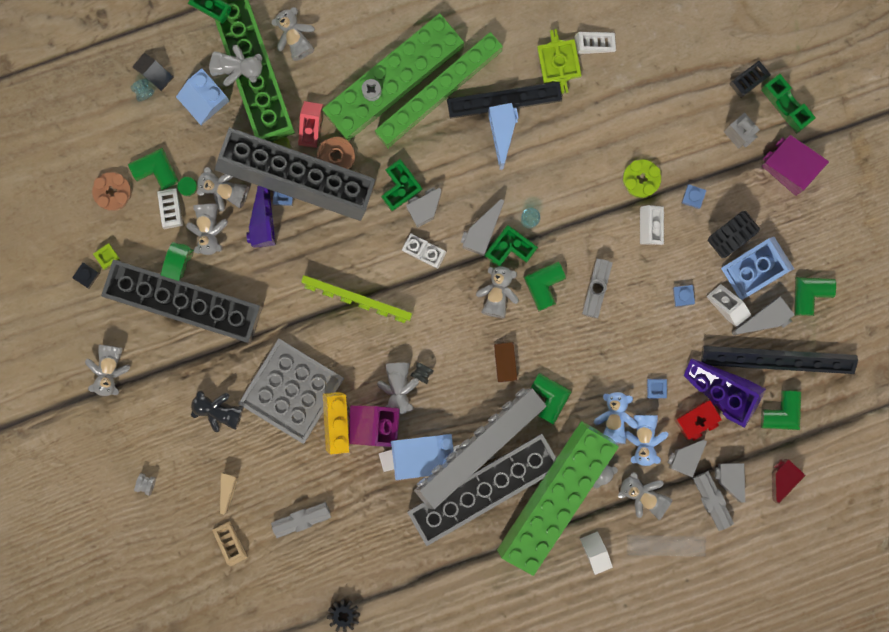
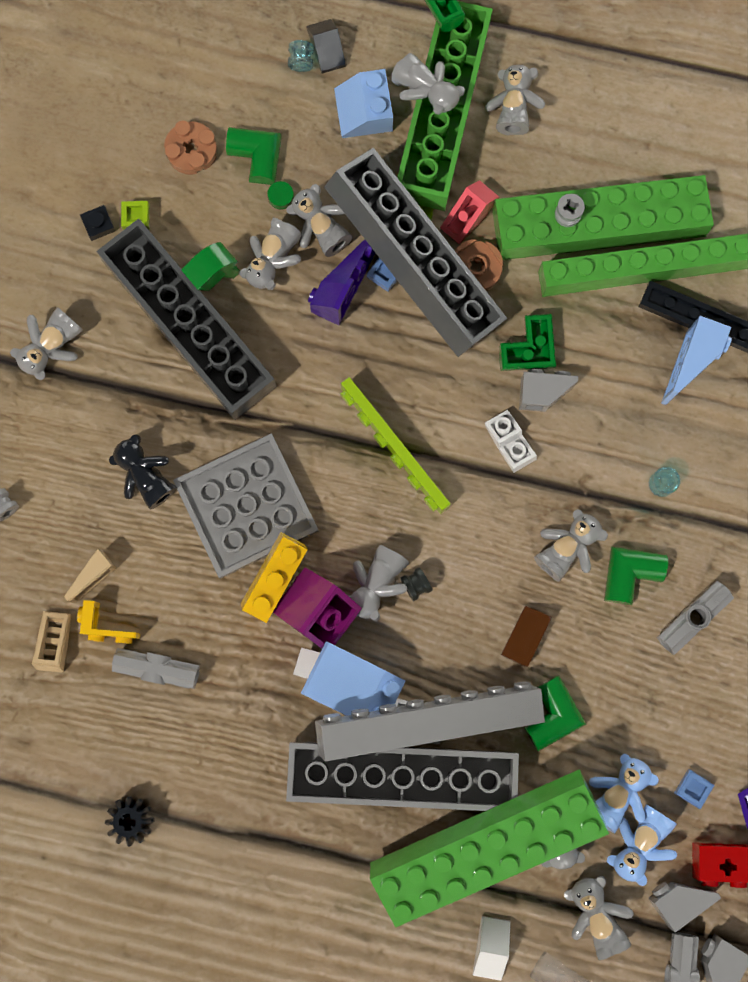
camera: 30 degrees right, 5 degrees down
(172, 223) = (238, 226): white slope -> none
(242, 517) = (88, 617): none -> yellow bracket
(480, 233) = (594, 460): light grey slope -> none
(509, 242) = (623, 494): green brick -> none

